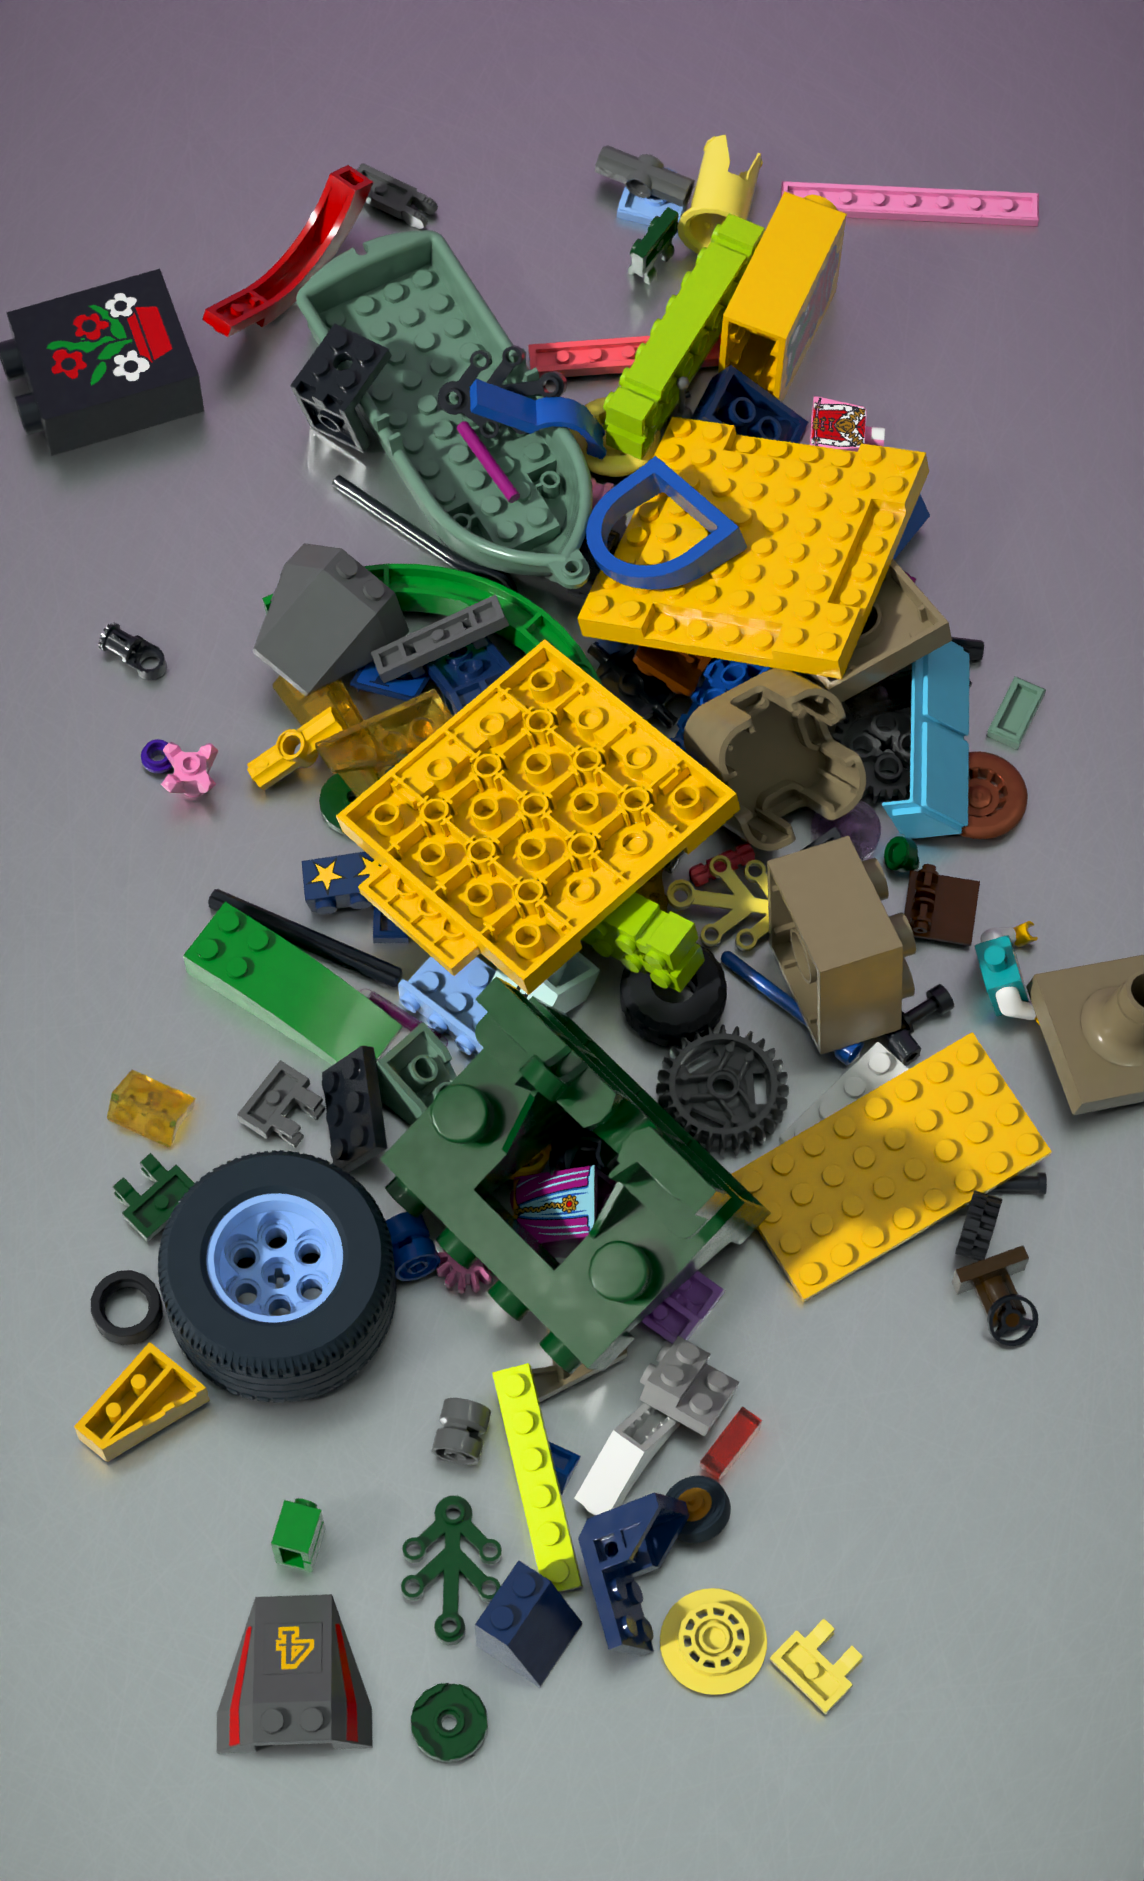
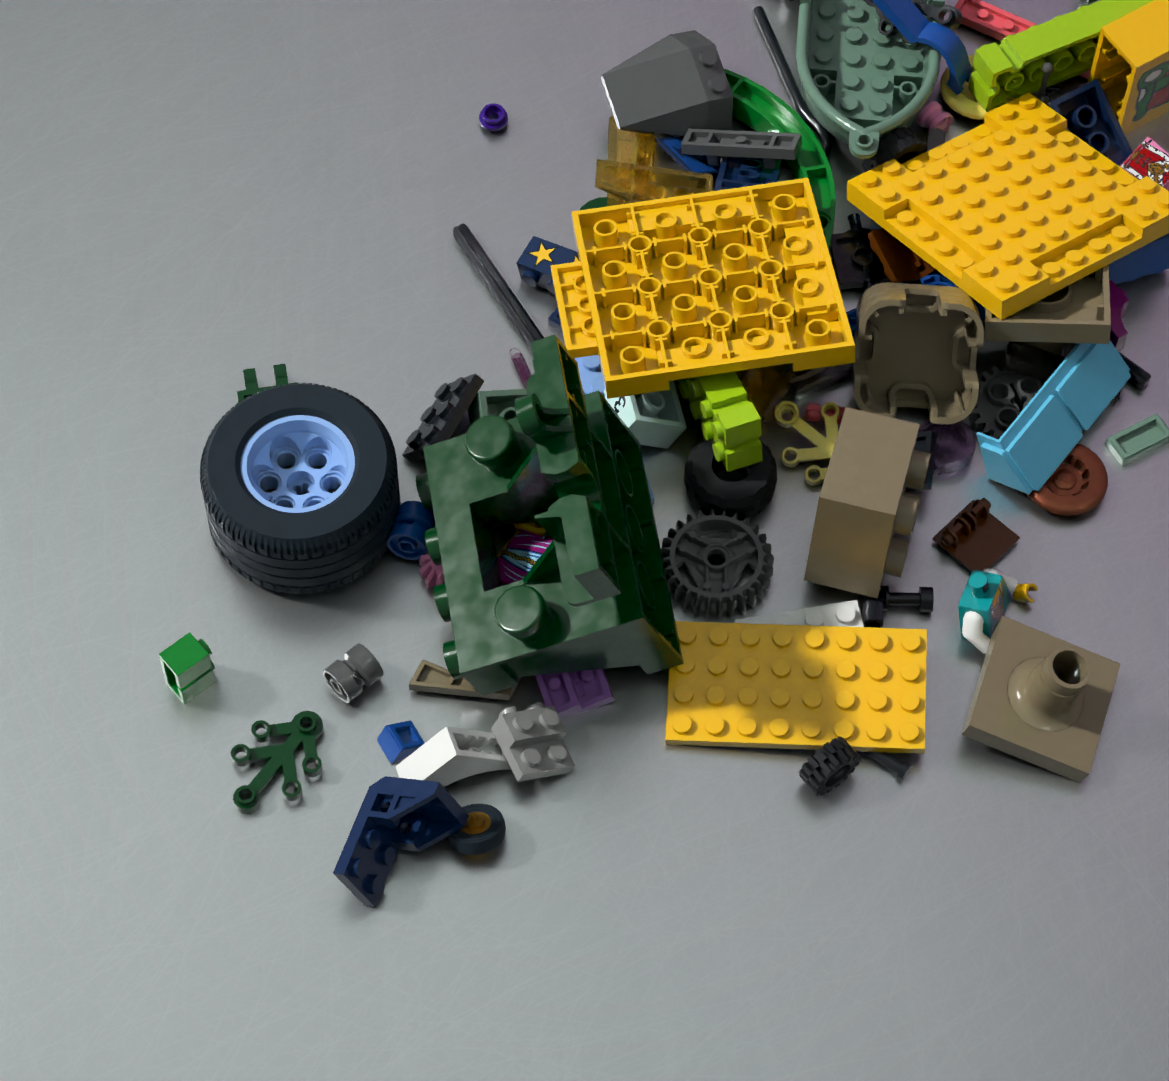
camera: 35 degrees right, 5 degrees down
(113, 1283) = (182, 436): black tyre -> none
(132, 650) = (534, 44): black connector -> none
(139, 1404) = (150, 519): yellow wedge -> none
(149, 1107) = (310, 337): clear yellow bracket -> none
(190, 770) = (504, 136): bright pink rock -> none
(273, 1101) = (398, 382): dark grey plate -> none
(280, 758) = (583, 161): yellow piece -> none
(286, 988) = (461, 312): green slope -> none
(294, 1680) = (117, 765): dark grey wedge -> none
(445, 1702) = (192, 844): dark green plate -> none
(488, 462) = (869, 49): magenta bar -> none
(527, 1624) = (295, 824): dark blue slope -> none
(537, 1477) = (380, 733): neon yellow plate -> none
(635, 490) = (957, 183): blue window -> none
(713, 1641) = (421, 926): light yellow wheel -> none
(731, 1443) = (535, 802): clear red piece -> none
(812, 1671) = (473, 994): light yellow plate -> none
(845, 1055) = (827, 594): blue piece -> none
(901, 854) = (974, 484): dark green tile -> none
(997, 1293) = (813, 823): dark brown piece -> none

